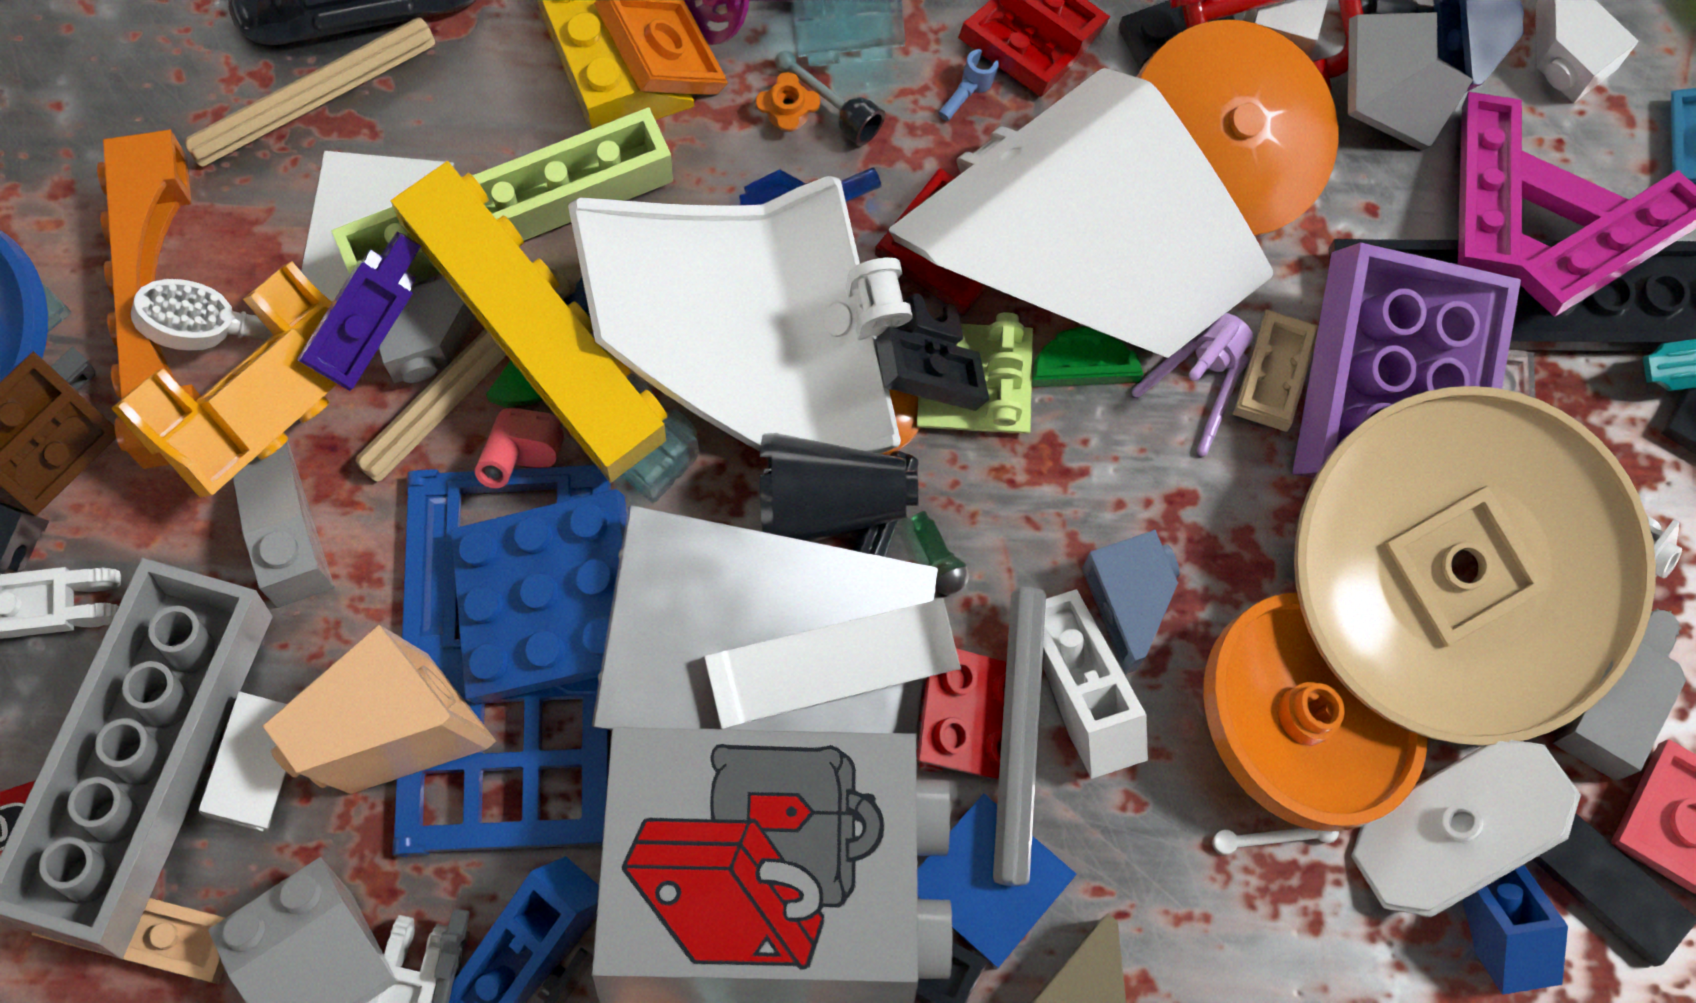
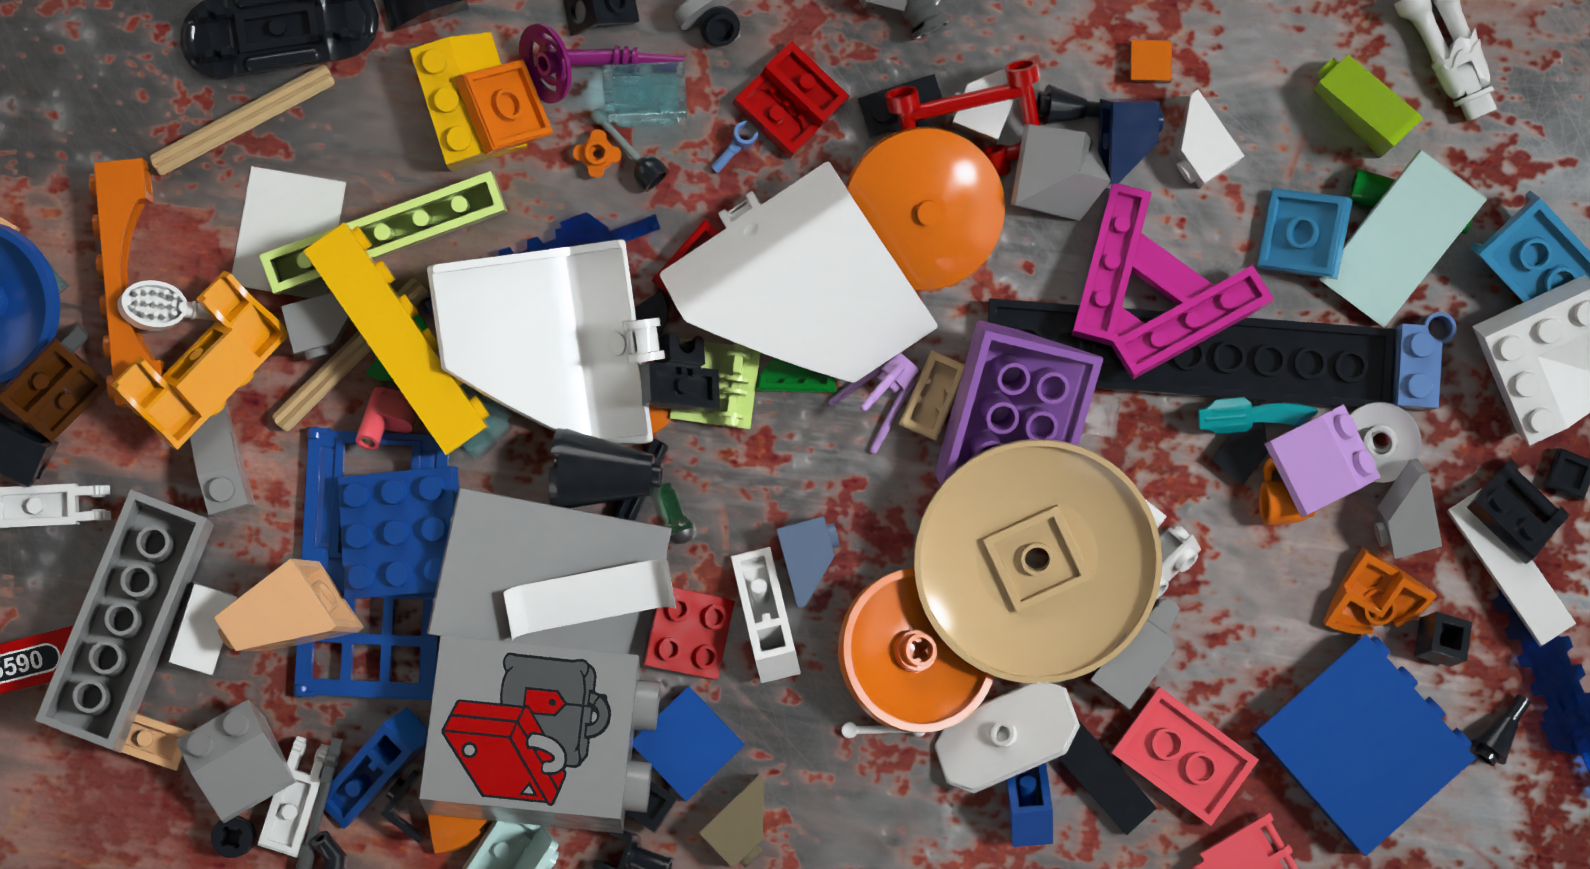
camera: 10 degrees right, 15 degrees up
(362, 313) = (281, 321): dark purple hinge -> none
(1019, 738) = (715, 650): light grey axle -> none

